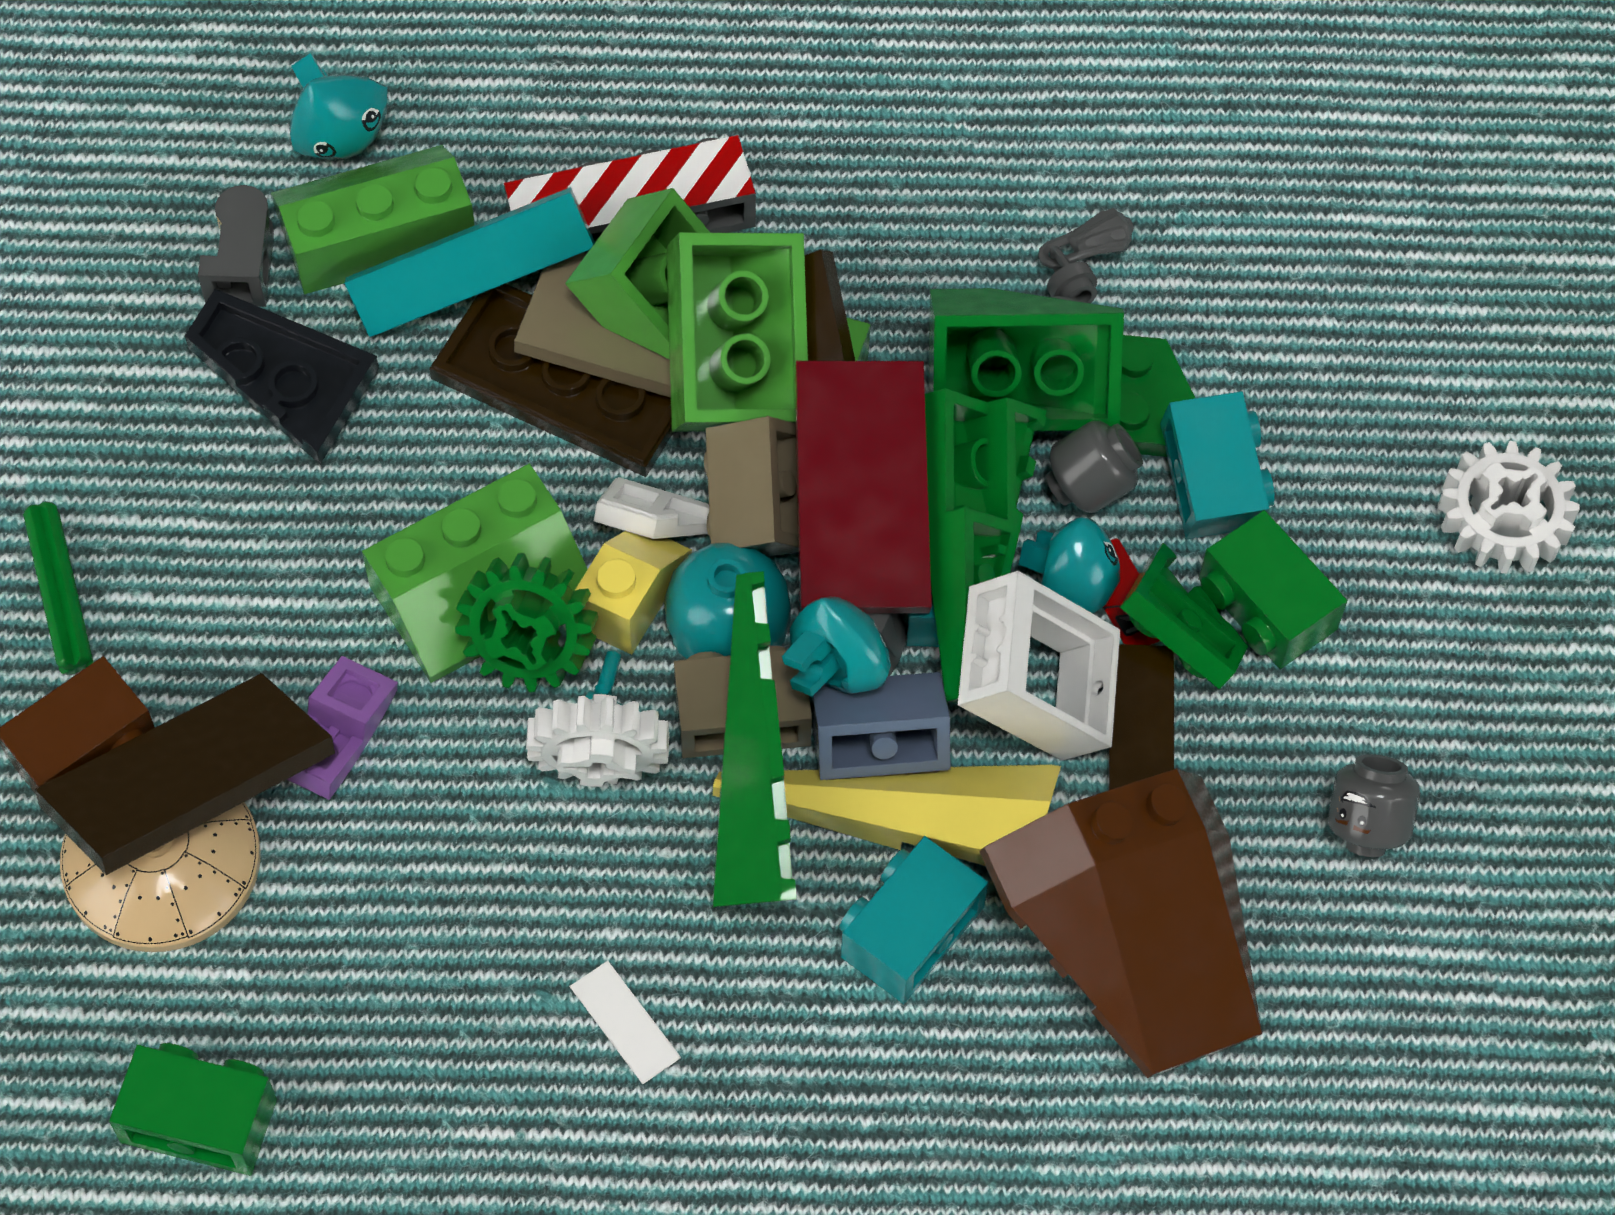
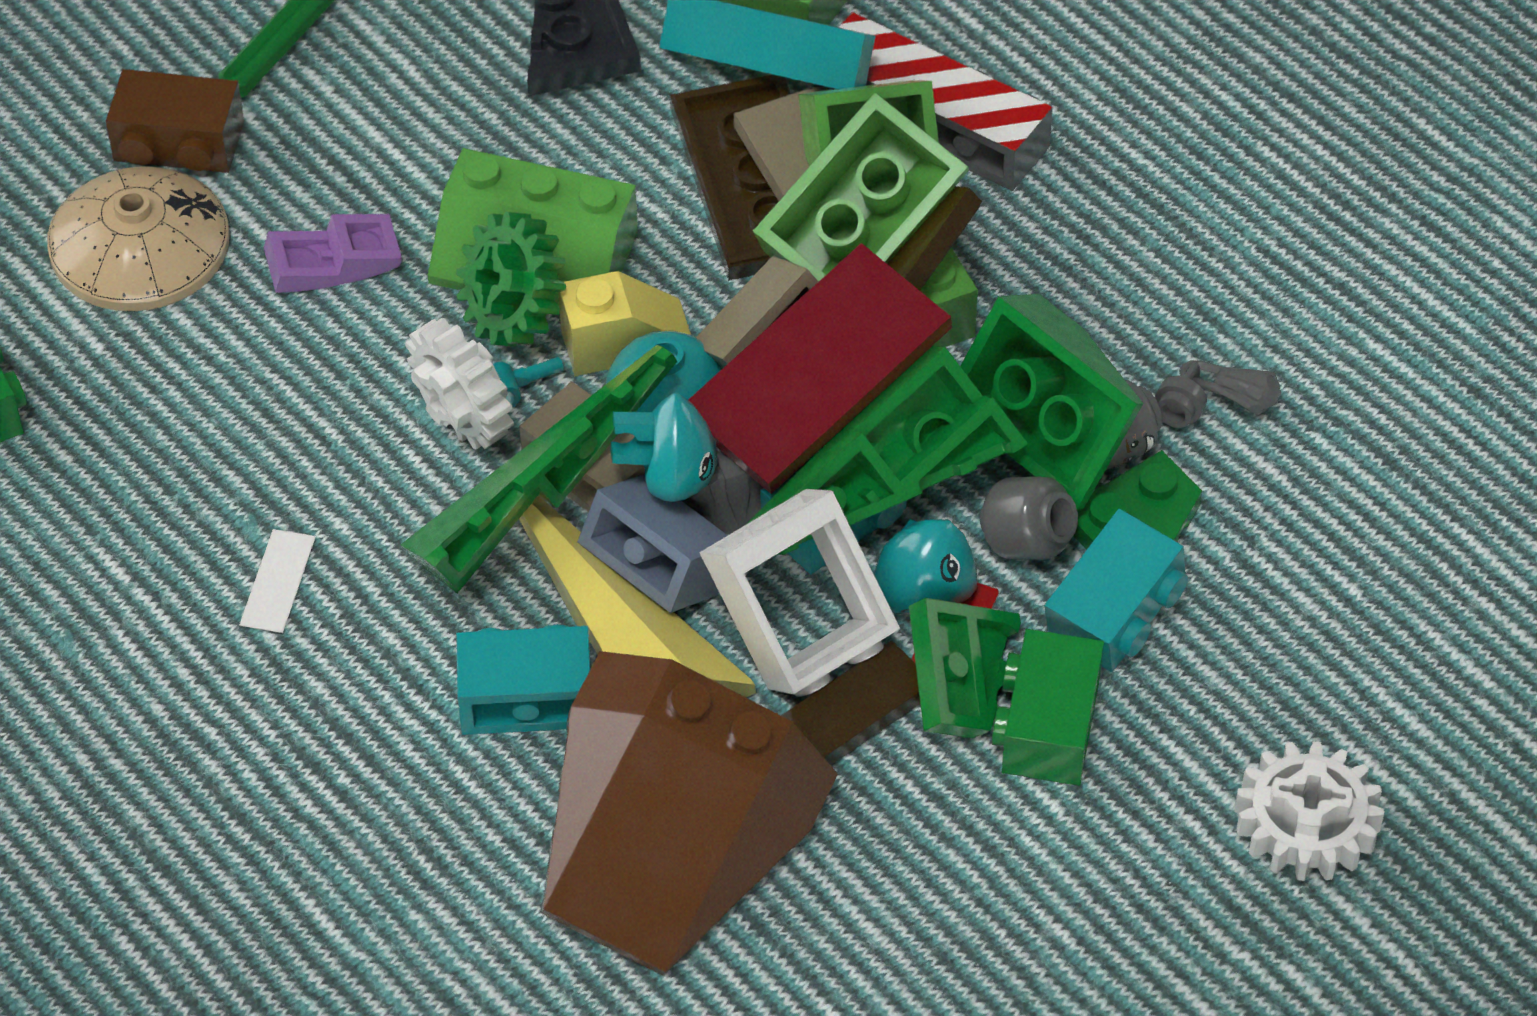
camera: 50 degrees right, 10 degrees down
(184, 773) = (197, 187): dark brown tile -> none
(650, 511) = (686, 287): white tile -> none
(1374, 805) = (928, 896): dark grey head -> none

